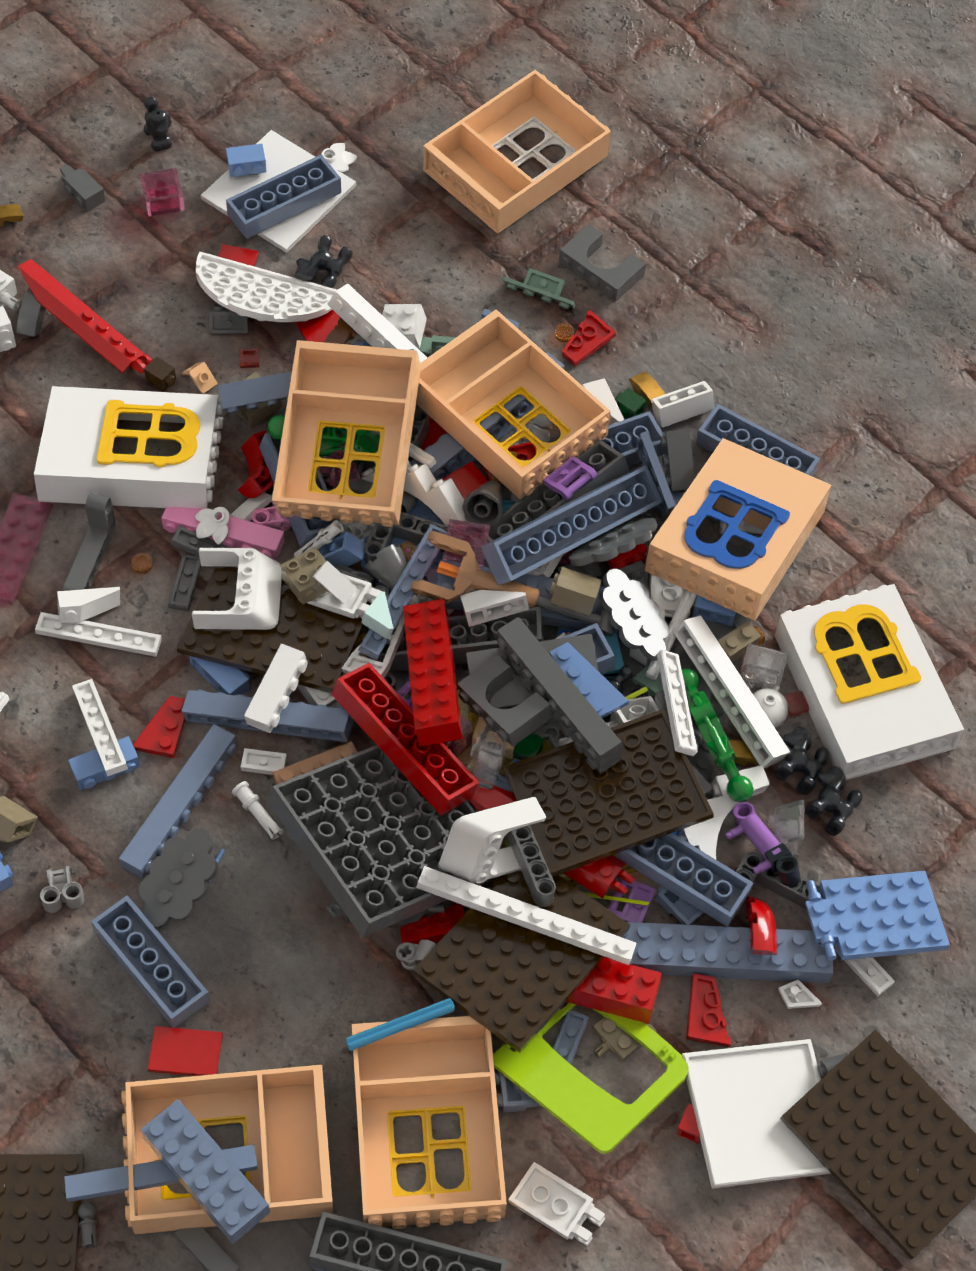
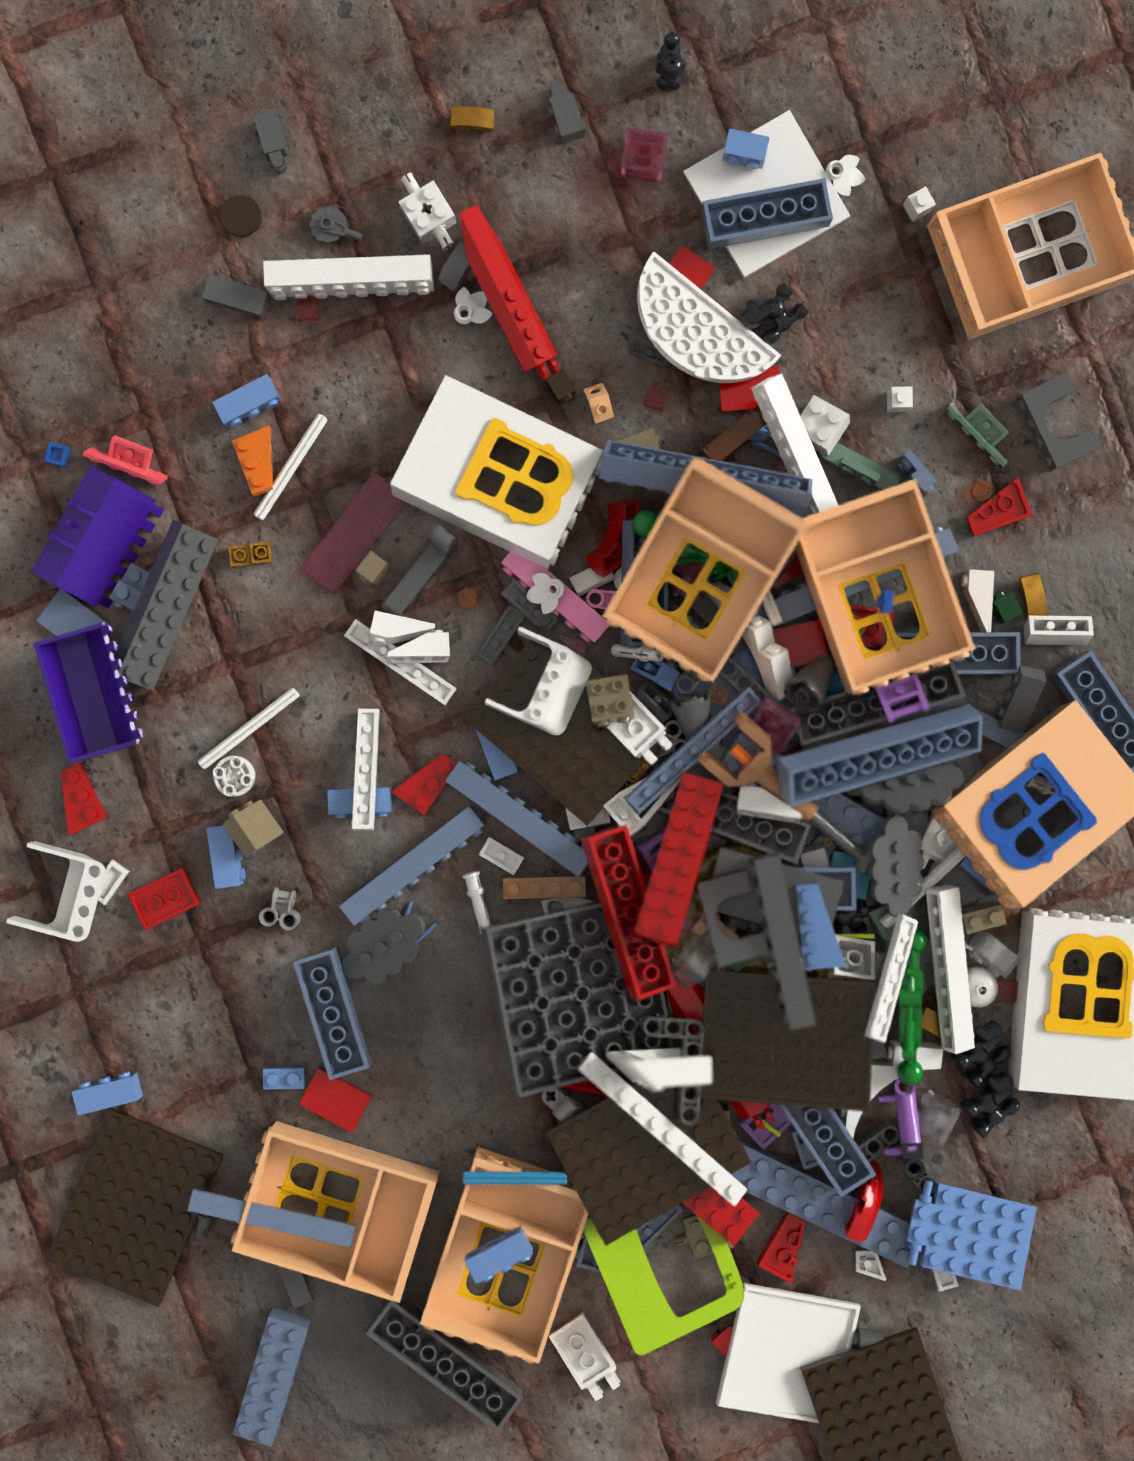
camera: 25 degrees right, 30 degrees up
(43, 562) = (373, 569): none -> dark tan brick
(56, 345) = (473, 305): none -> white plate
(115, 611) = (425, 649): none -> white slope
(122, 1052) = (283, 1078): none -> medium blue plate
(205, 1171) = (303, 1243): sand blue brick -> none
(275, 688) = (533, 808): white brick -> none
(334, 582) = (629, 724): white tile -> none
(378, 617) = (655, 778): light aqua slope -> none
(409, 155) = (919, 204): none -> white brick
(416, 1102) = (498, 1255): none -> medium blue brick
(460, 288) = (899, 399): none -> white brick
(515, 397) = (885, 602): none -> blue plate
(574, 591) = (850, 827): dark tan brick -> none
(649, 457) = (989, 711): sand blue plate -> none

